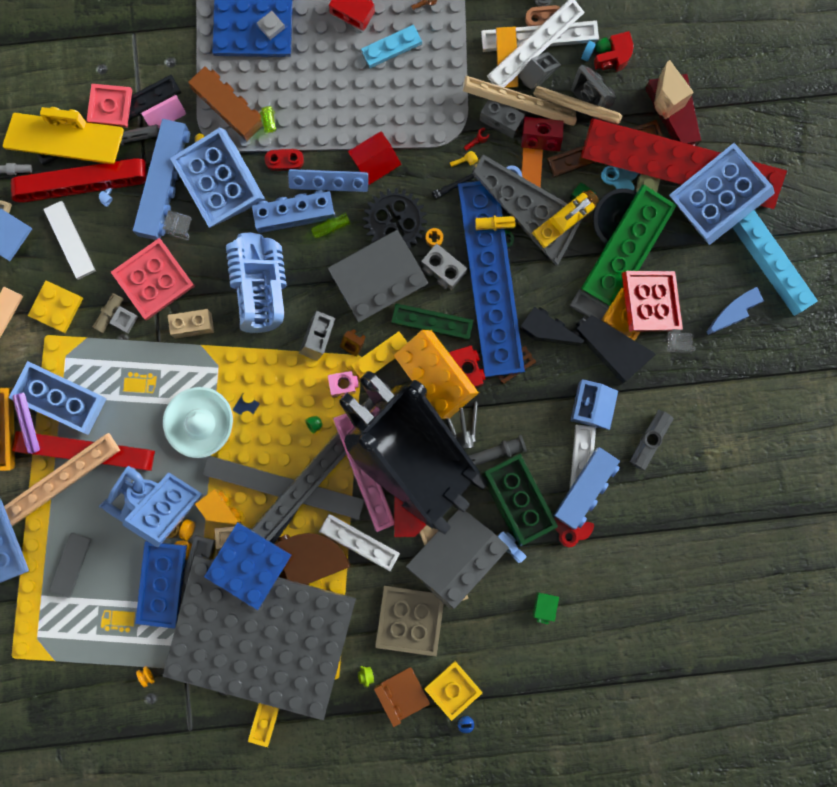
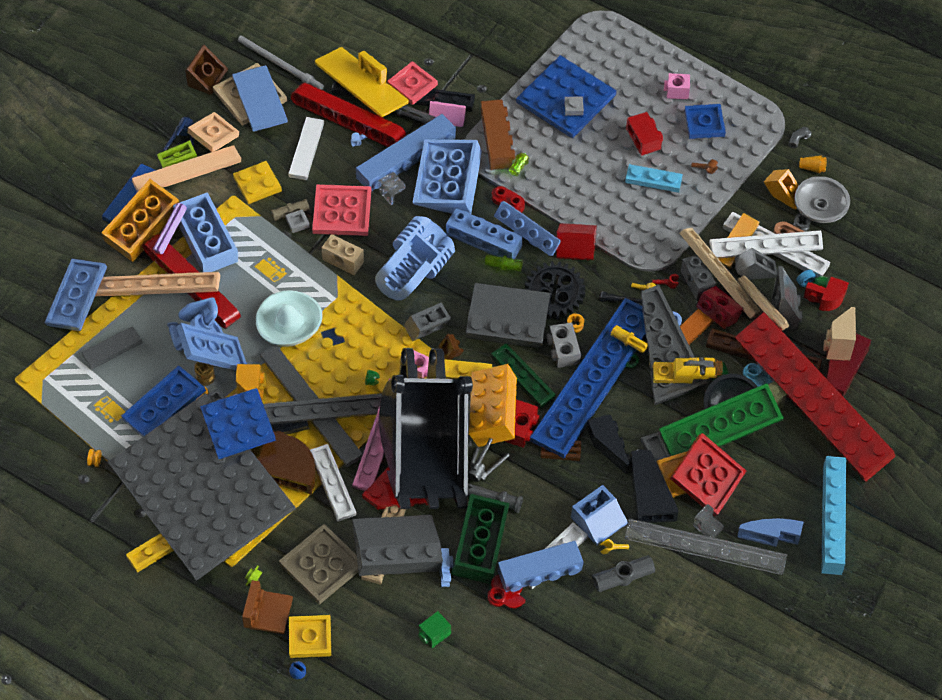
camera: 40 degrees right, 25 degrees down
(186, 529) = (215, 381): light orange tile -> none
(621, 423) = (611, 546): none -> yellow hand
(692, 364) = (706, 546): none -> clear tile
(722, 193) = (824, 432): light blue slope -> none

